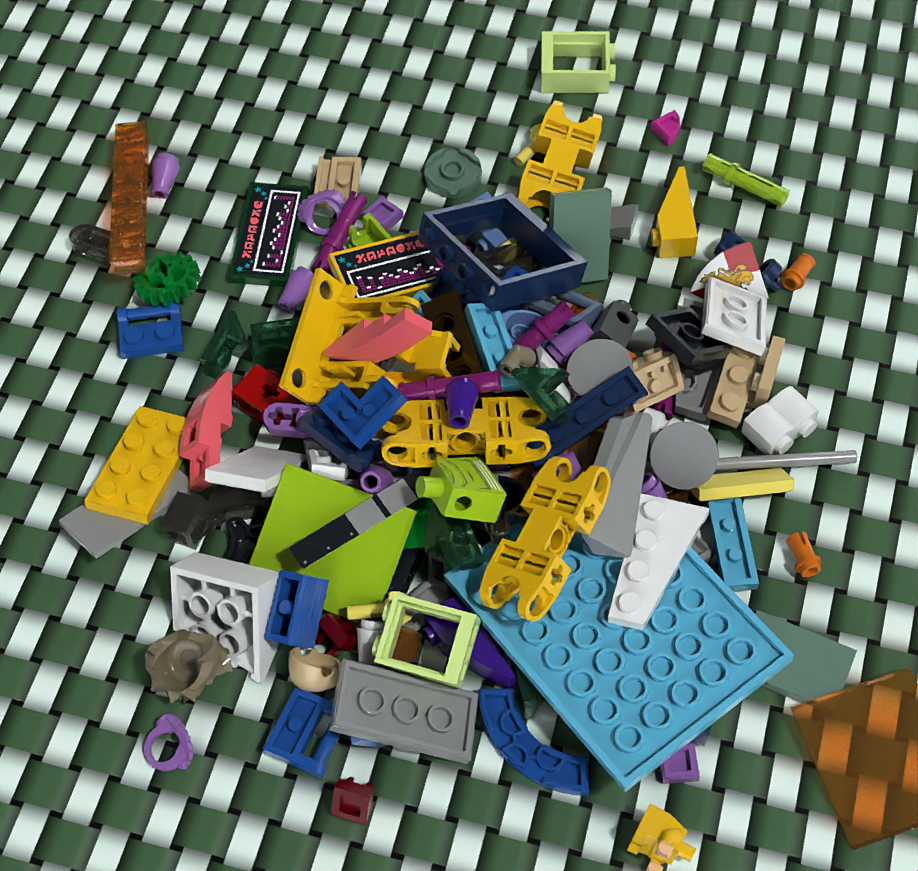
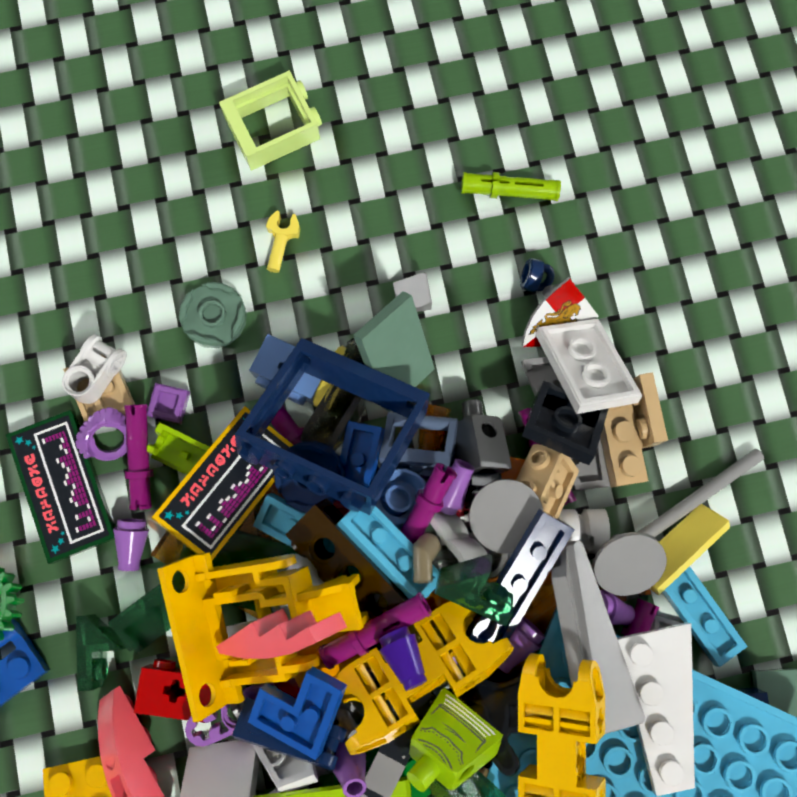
camera: 35 degrees left, 20 degrees up
(340, 161) = (95, 367): none -> white piece
(564, 145) = (324, 284): yellow piece -> none
(667, 127) = (401, 156): dark pink tile -> none
(675, 223) = (471, 274): yellow slope -> none
(770, 273) = (591, 289): dark blue tile -> none
(780, 422) = (680, 459): white brick -> none
(794, 277) = (611, 280): orange pin -> none
(806, 561) = (768, 589): orange pin -> none

